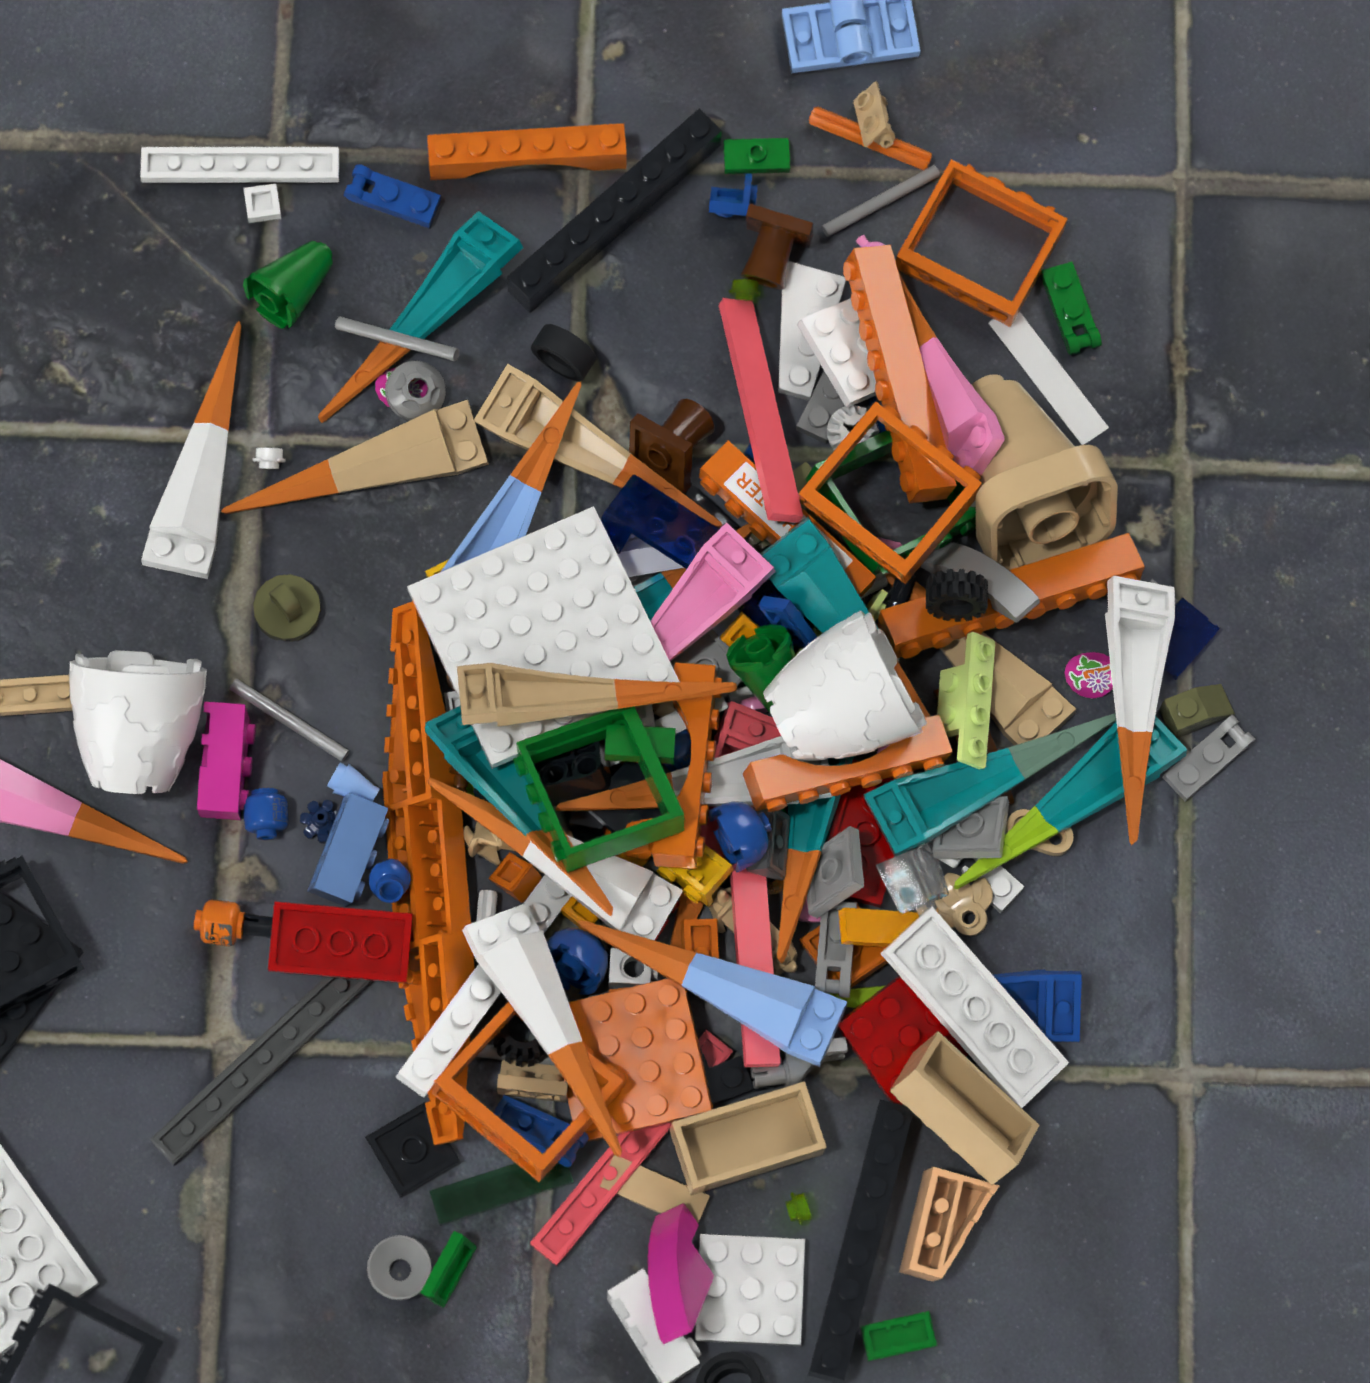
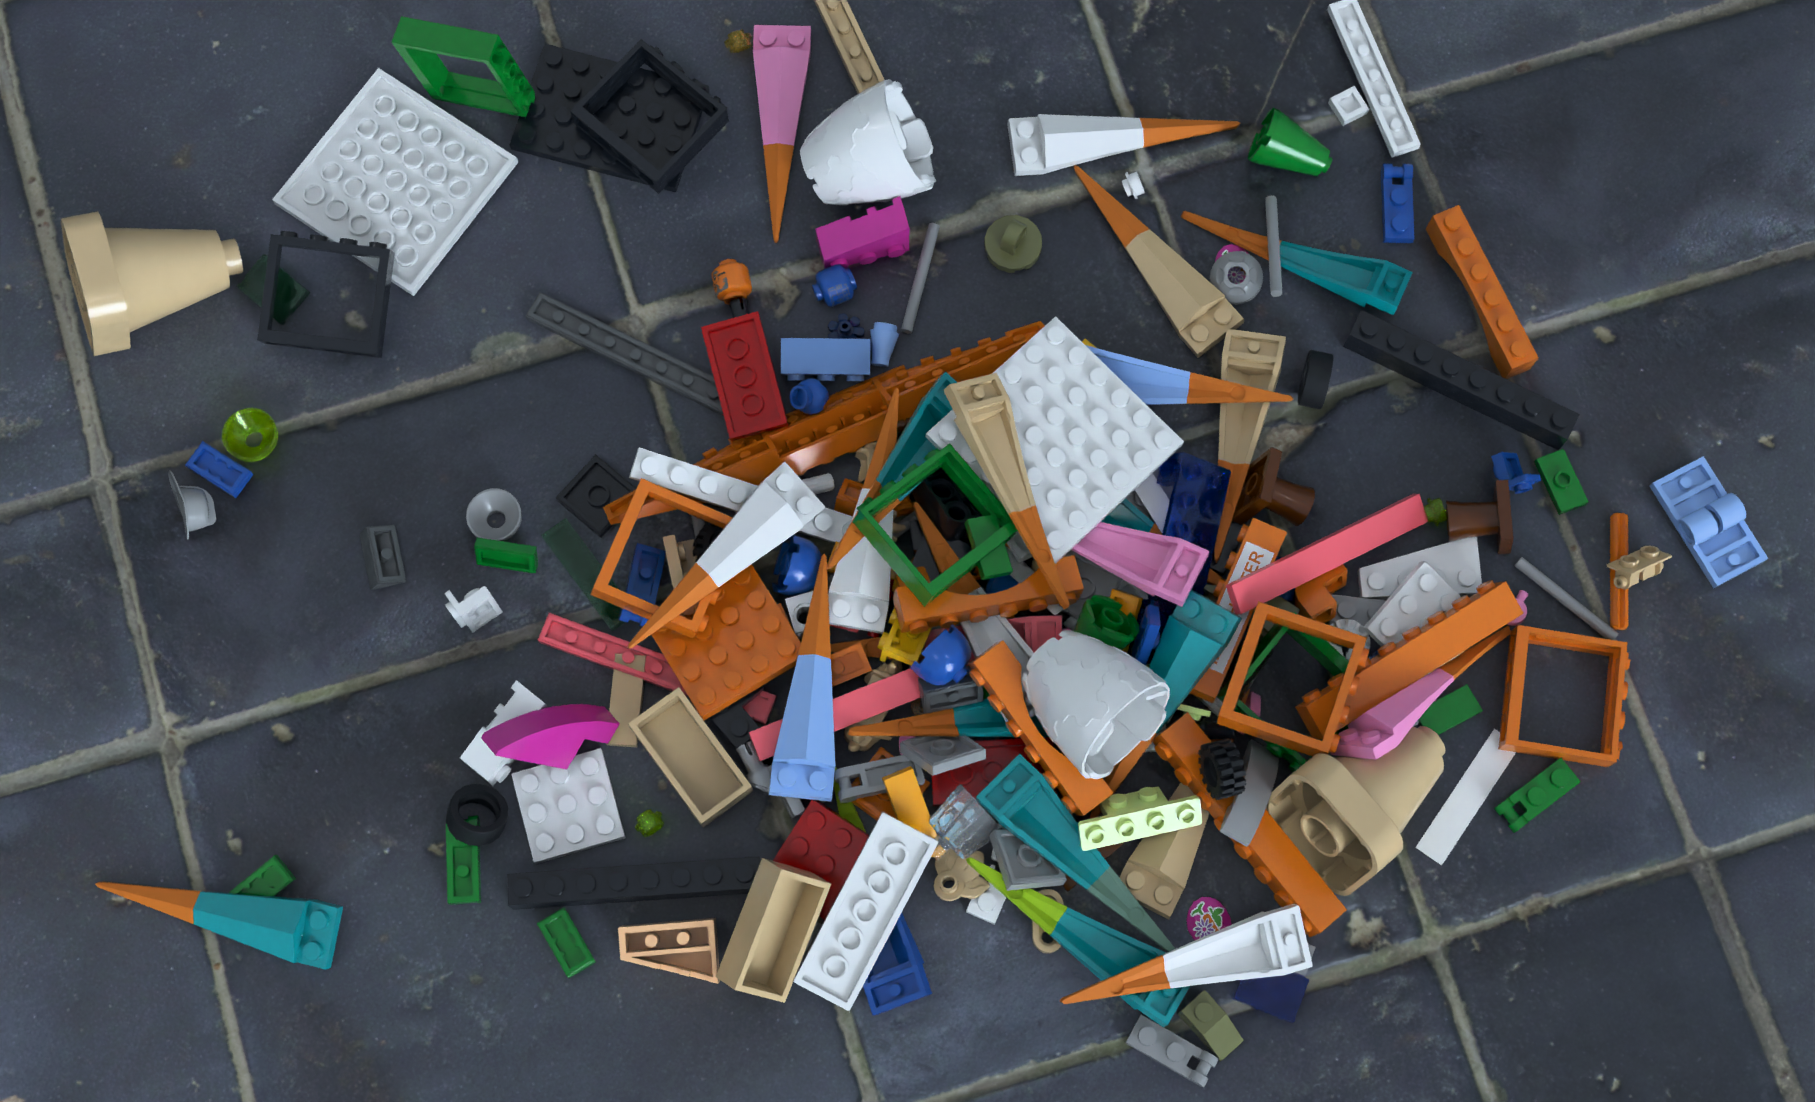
camera: 75 degrees right, 0 degrees up
(502, 1317) = (475, 609): none -> white bracket
(803, 442) = (1315, 596): none -> orange brick
(960, 349) = (1450, 710): none -> green tile

